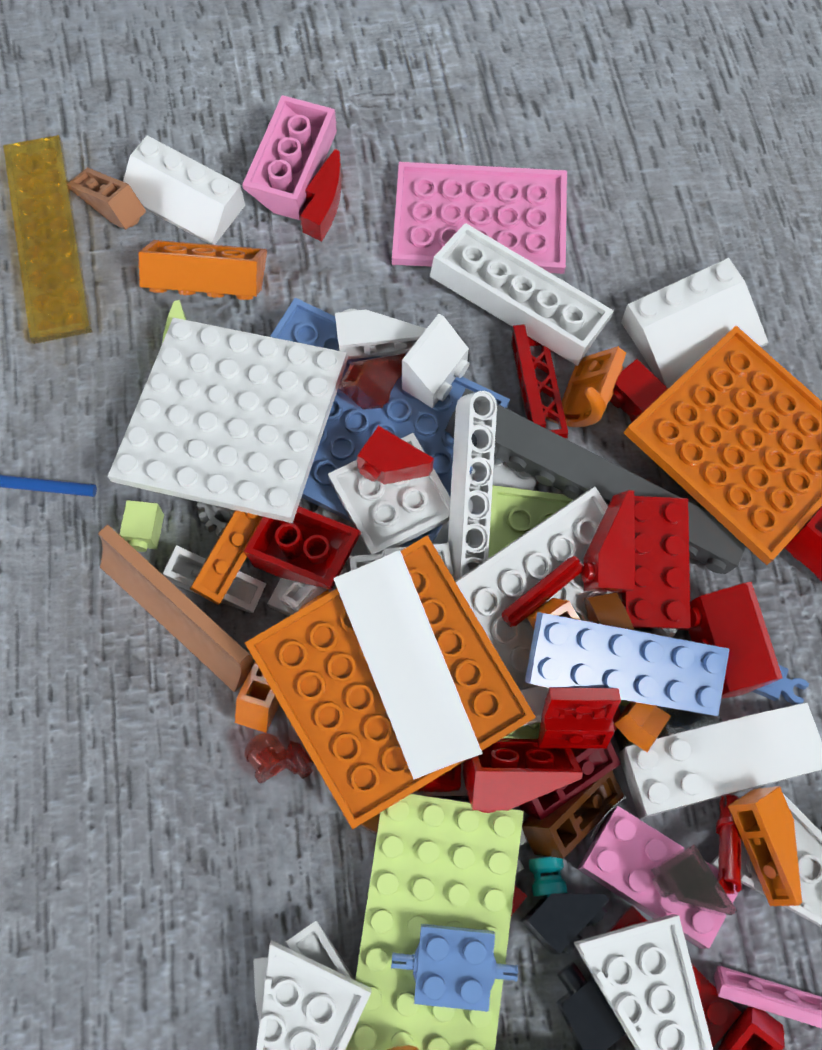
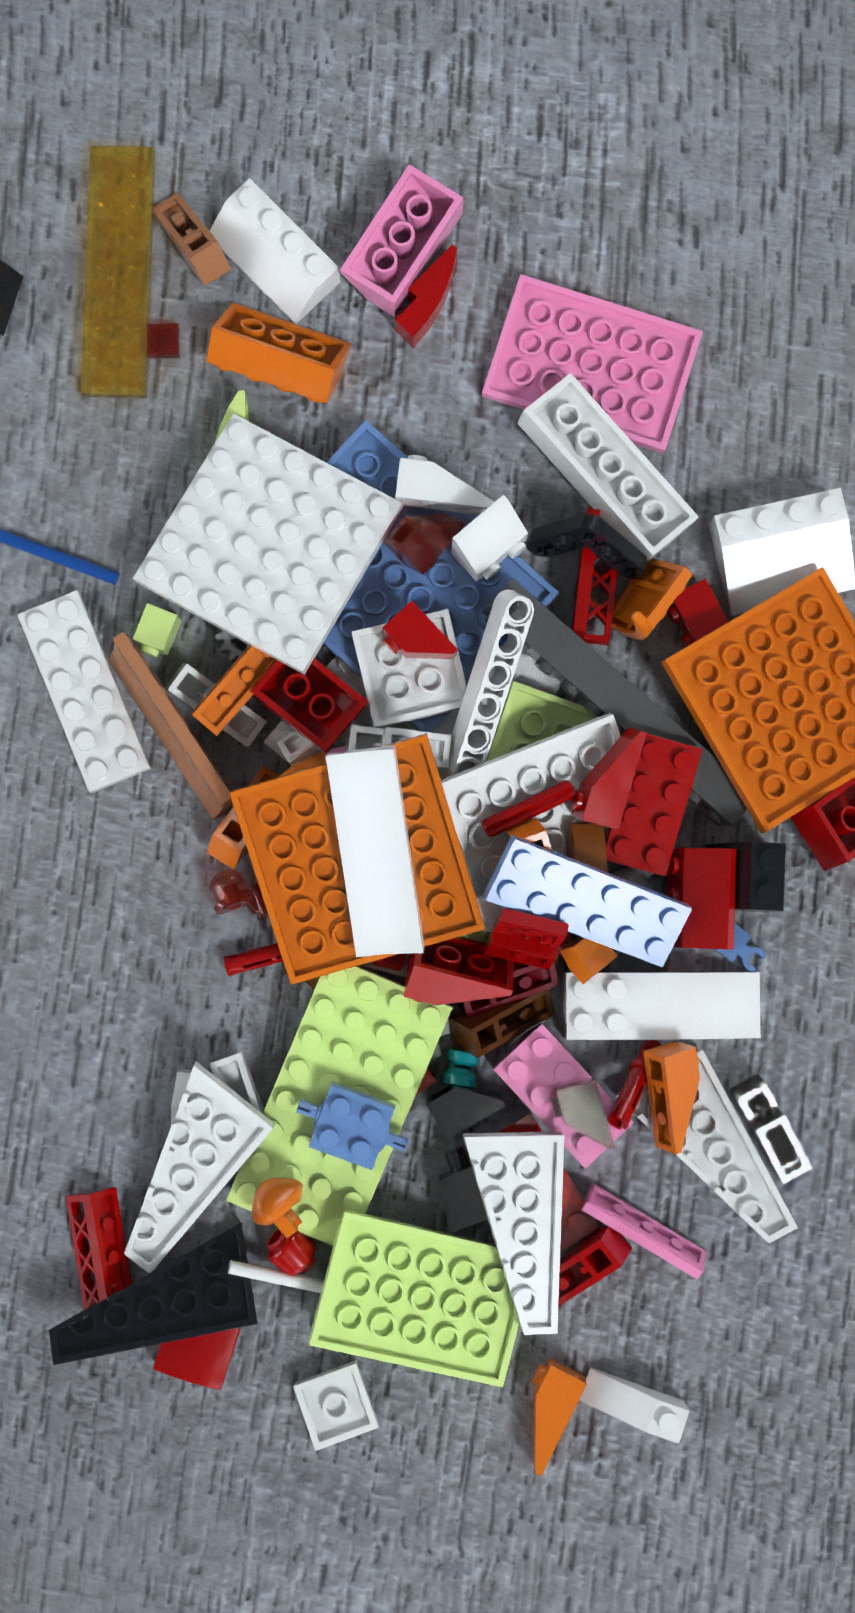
camera: 15 degrees right, 15 degrees up
(83, 602) = (84, 691): none -> white plate
(98, 283) = (163, 341): none -> clear red tile
(308, 818) = (252, 959): none -> red pin
(525, 345) = (596, 535): none -> black beam
(784, 603) = (758, 875): none -> black slope

